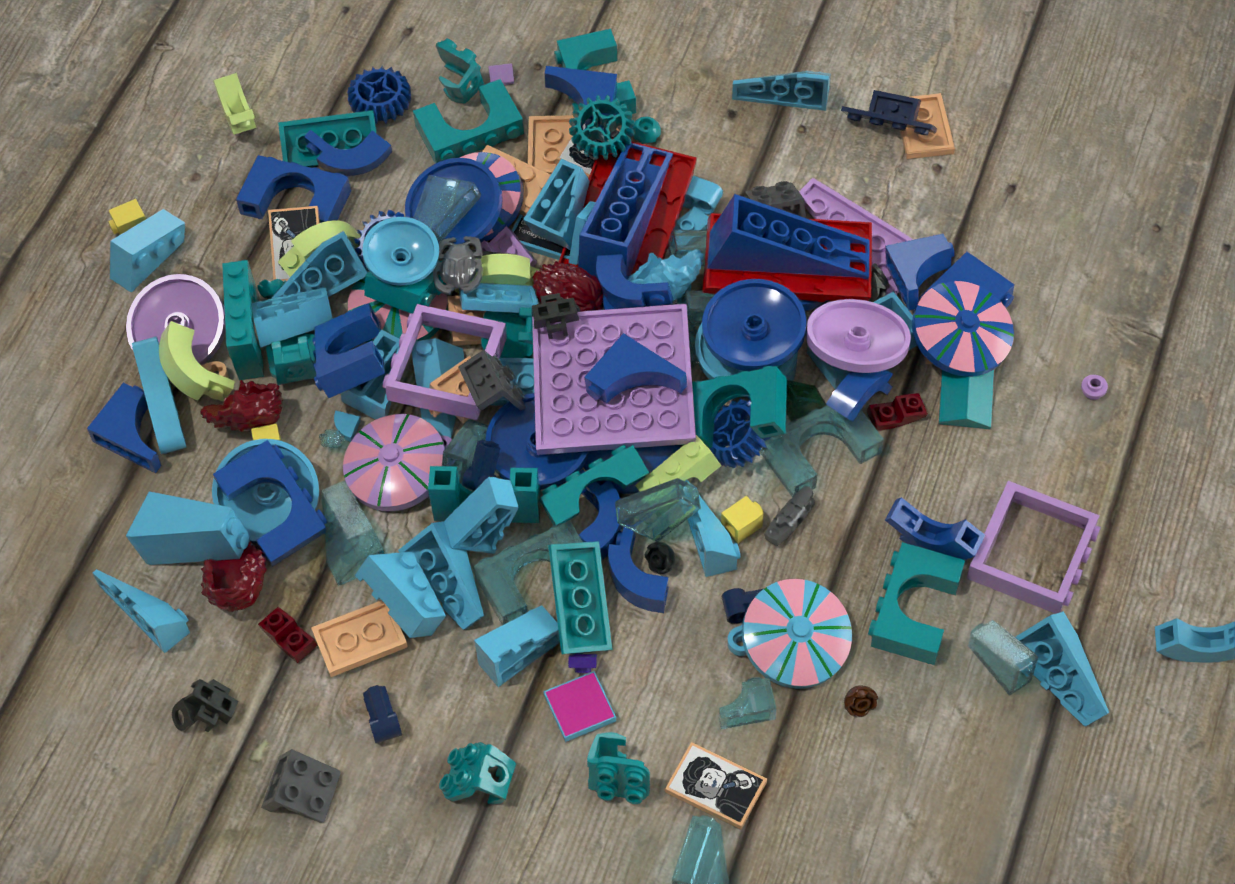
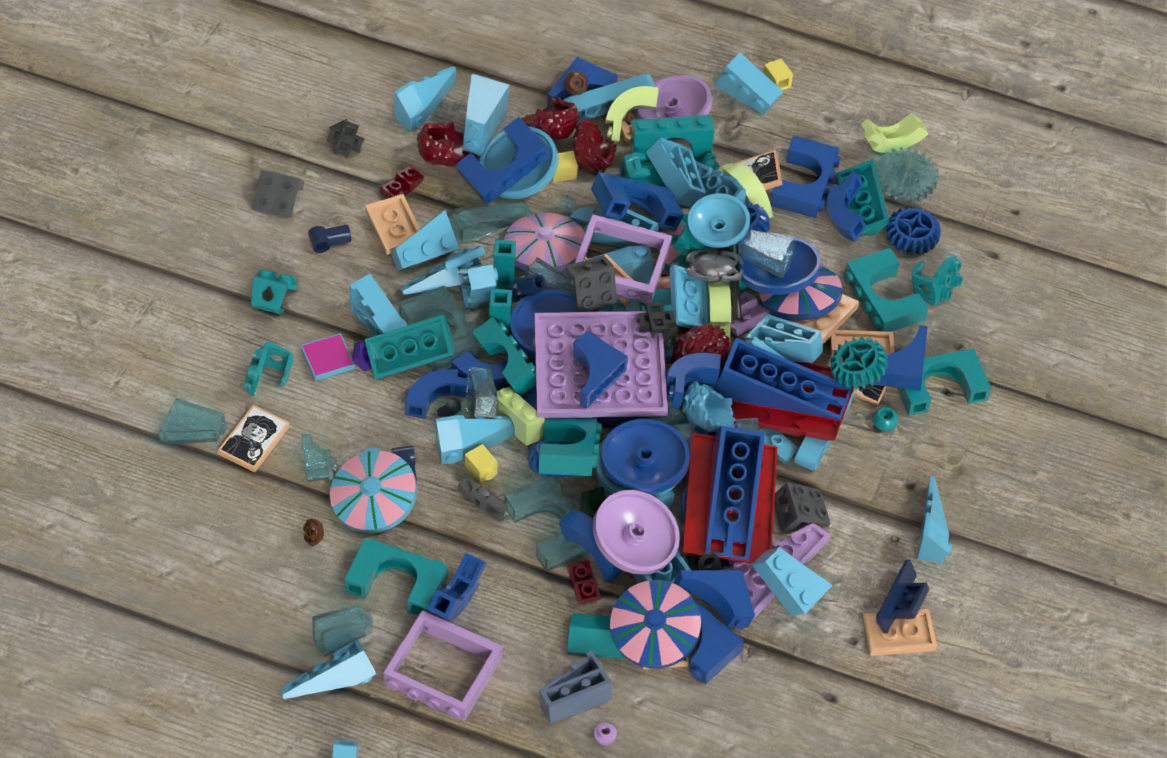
camera: 85 degrees right, 5 degrees down
(139, 424) = (571, 87): none -> reddish brown plate
(196, 454) = (555, 120): none -> dark red hair
(293, 97) = (919, 180): none -> clear light blue gear
(448, 531) = (464, 259): none -> medium azure plate
(502, 72) = (945, 316): lavender slope -> none
(891, 205) = (790, 581): none -> medium azure wedge
(1049, 408) = (576, 690): none -> sand blue wedge

